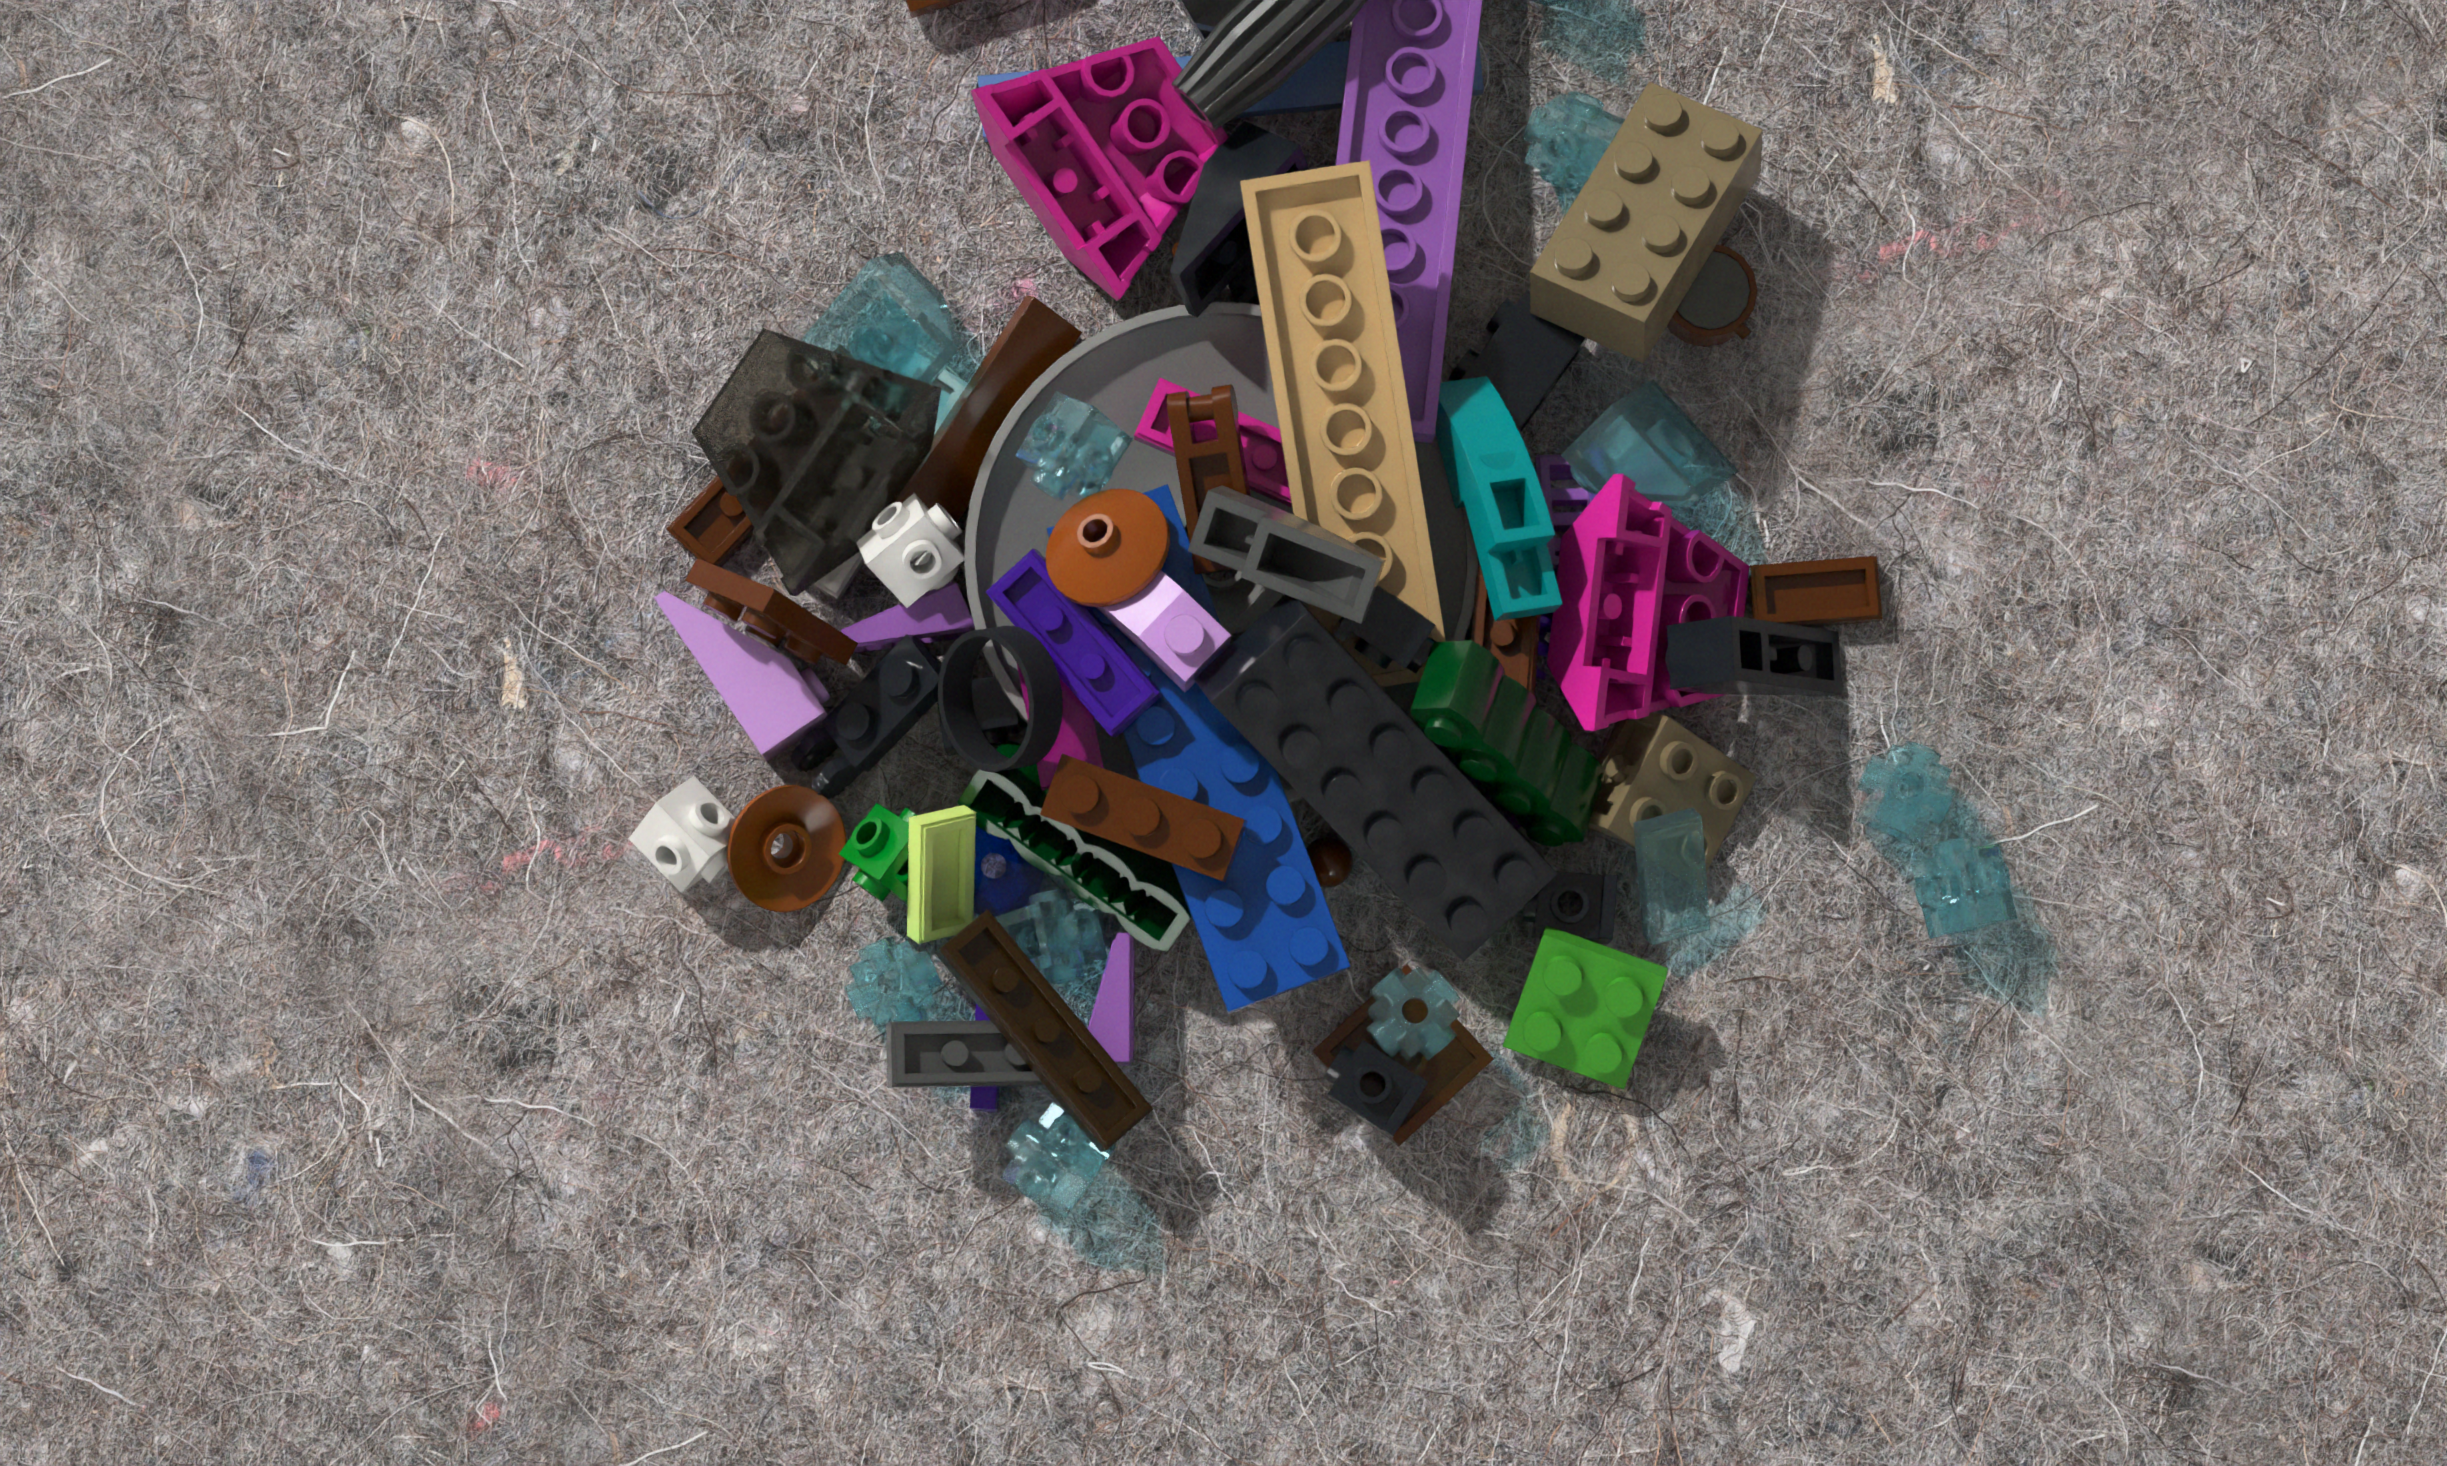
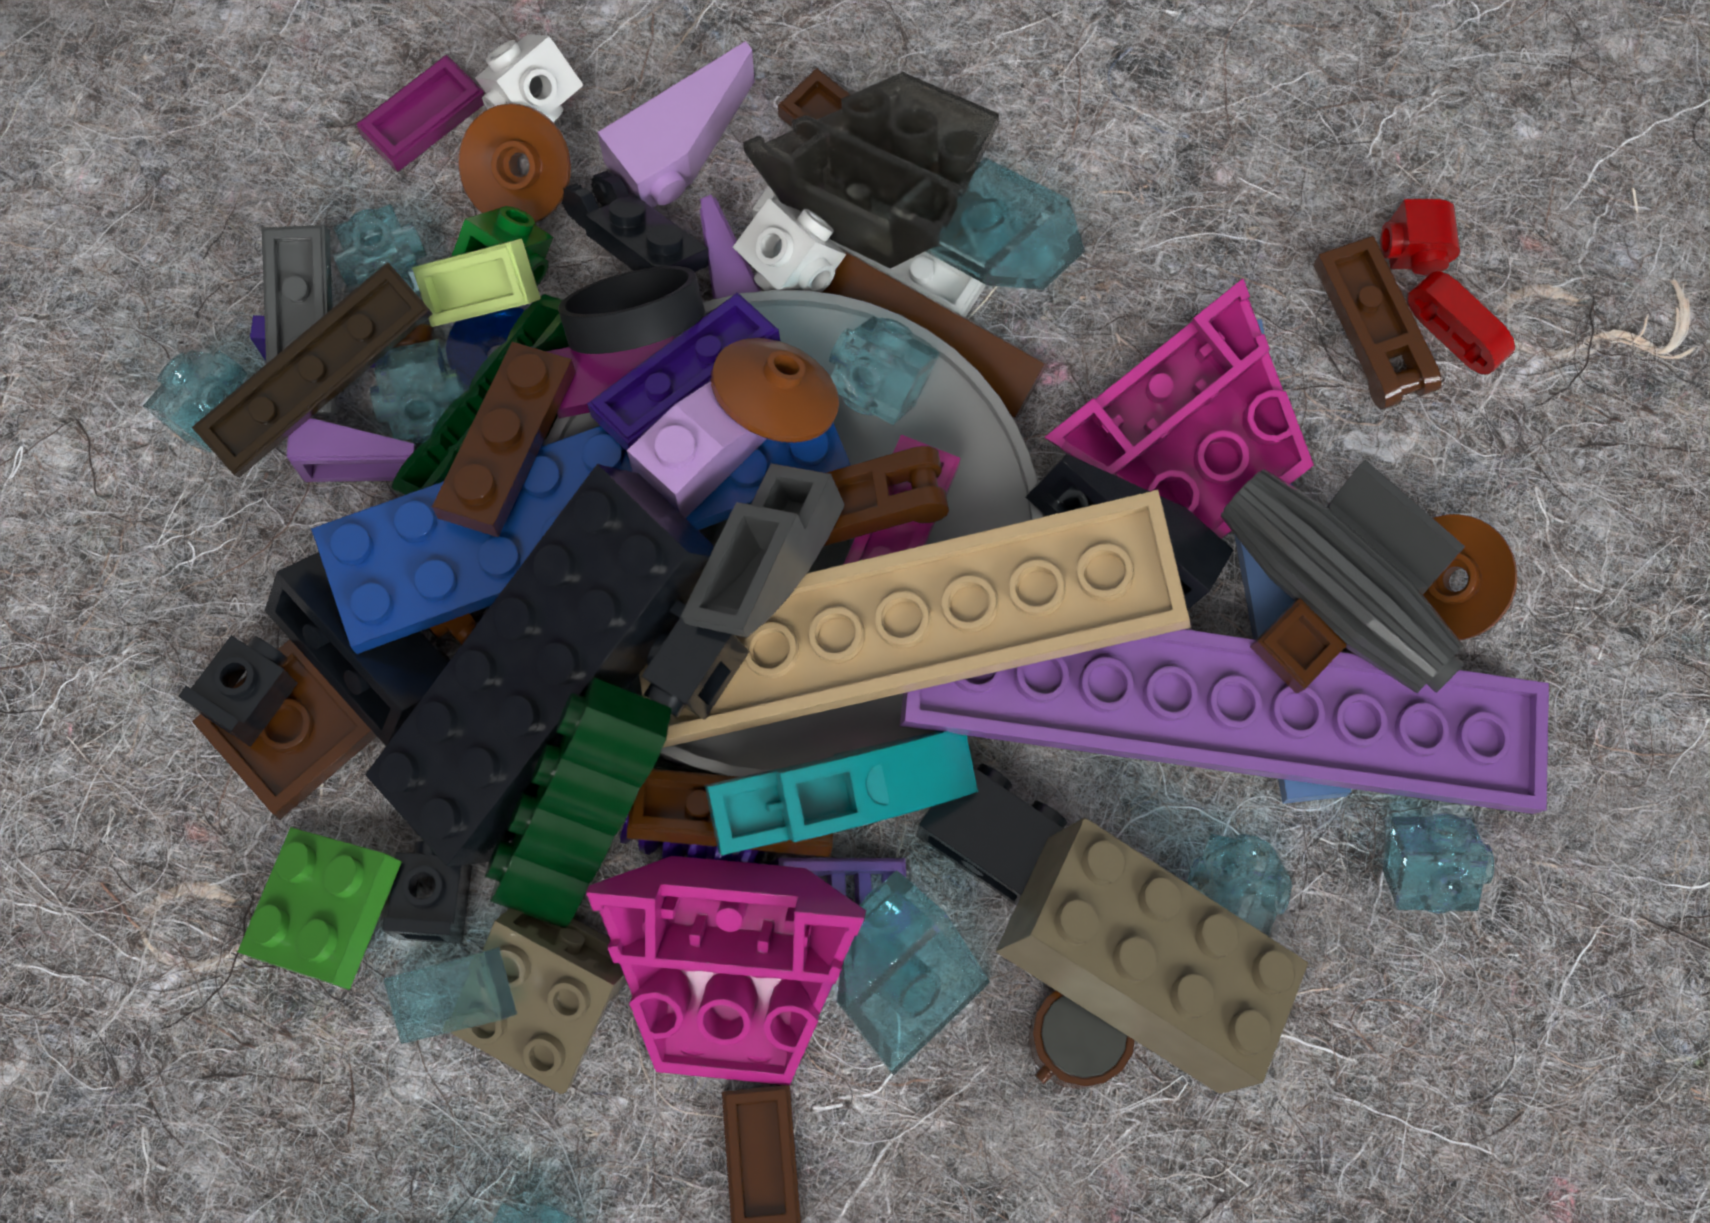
camera: 90 degrees right, 10 degrees down
(706, 959) = (421, 113): none -> magenta tile
(769, 615) = (728, 115): reddish brown plate -> none
(1303, 1020) = (378, 683): none -> black brick
(1351, 66) = (1298, 646): none -> reddish brown tile
(1394, 1032) = (309, 721): clear light blue brick -> none
(1753, 658) = (677, 1082): black slope -> none

